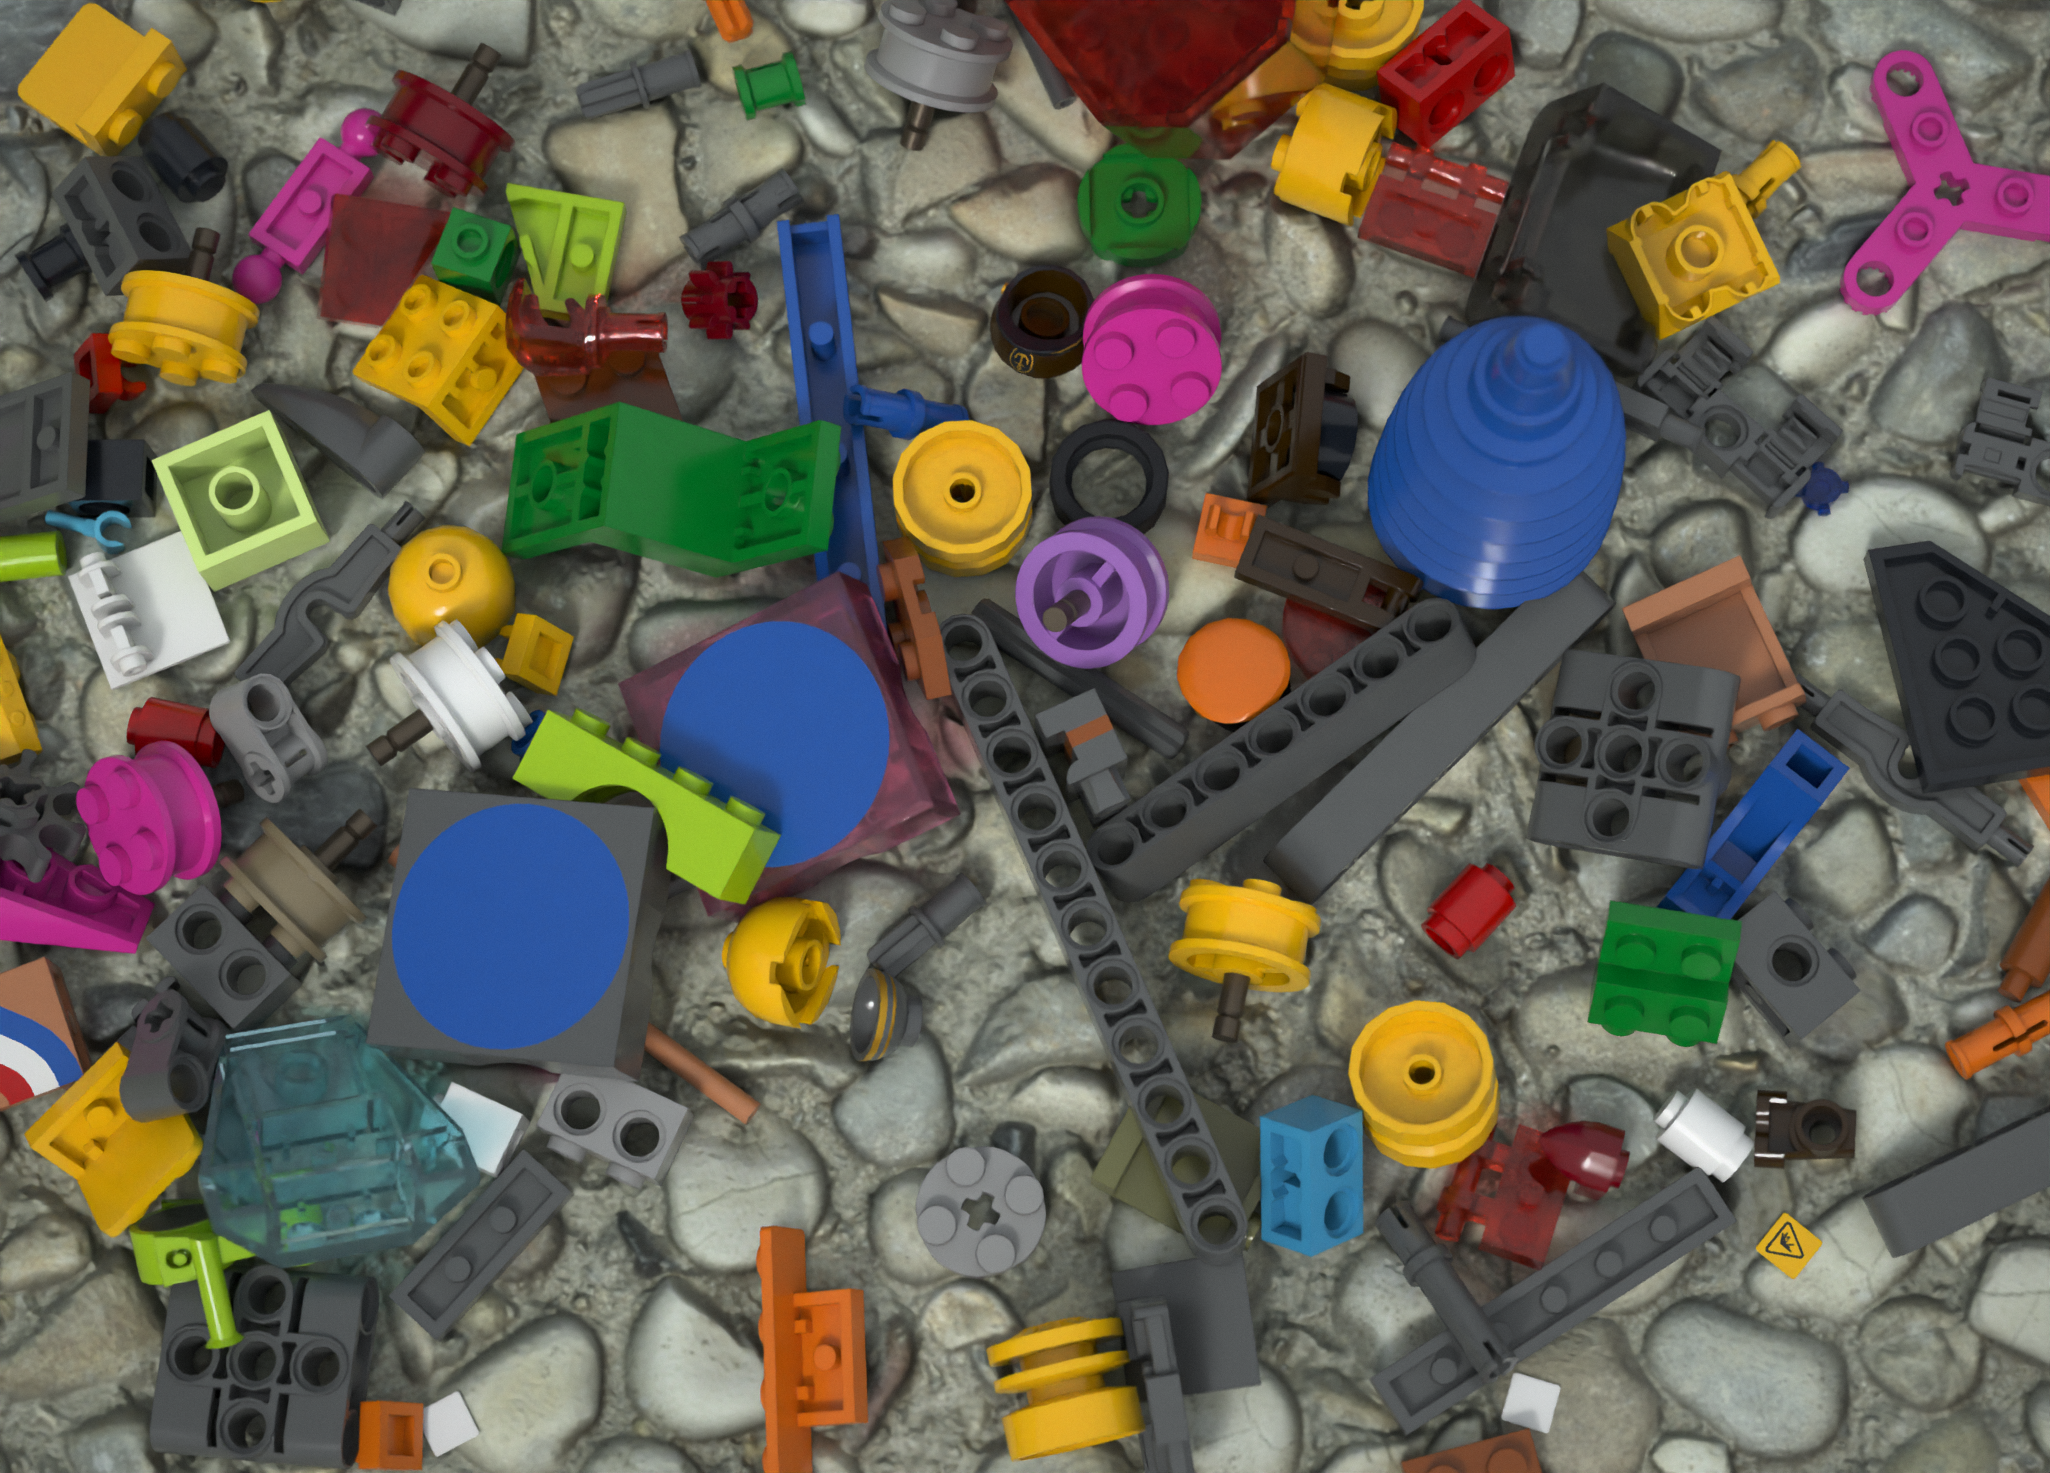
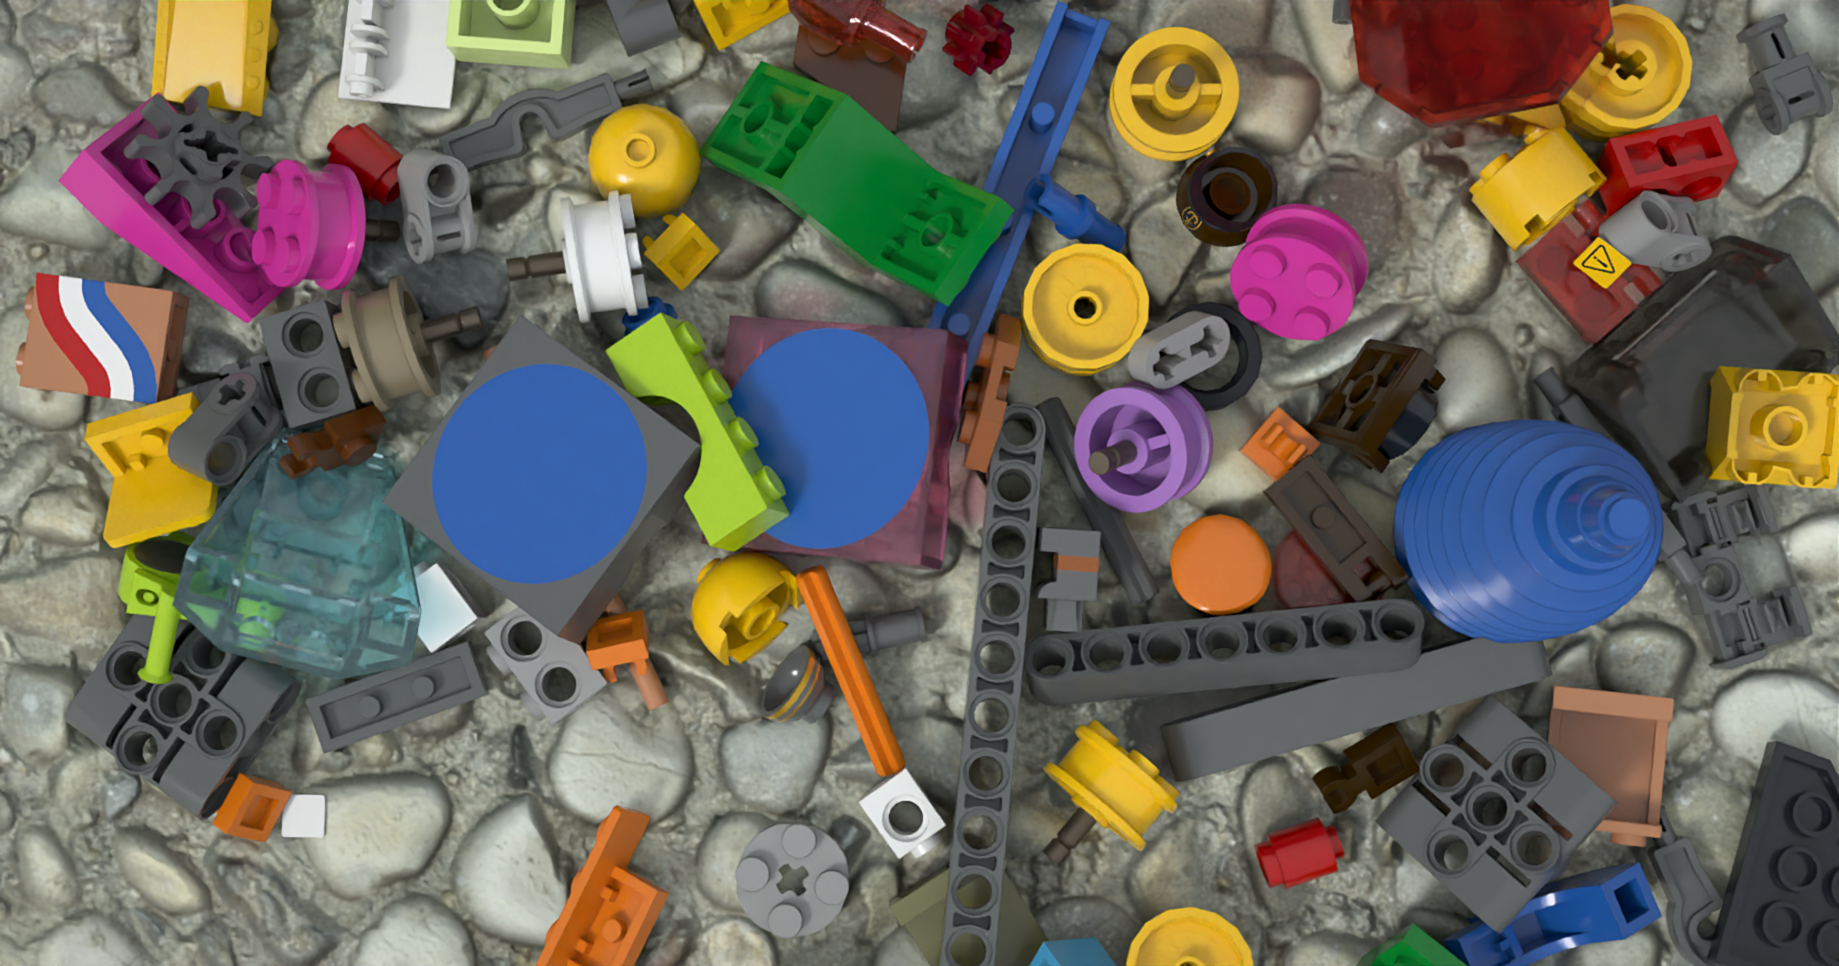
camera: 20 degrees right, 10 degrees up
(293, 1015) = (342, 441): none -> reddish brown plate
(676, 1062) = (619, 641): none -> orange tile
(925, 967) = (850, 670): none -> orange axle
(938, 252) = (1173, 94): none -> yellow wheel
(1039, 1058) = (897, 788): none -> white brick
(1068, 473) = (1181, 358): none -> light grey beam
(1138, 241) = (1324, 152): green plate -> none
(1438, 190) = (1602, 262): none -> yellow sticker
(1473, 136) = (1657, 232): none -> light grey piece
(1495, 786) = (1372, 766): none -> dark brown plate
(1822, 489) = (1769, 670): clear blue piece -> none

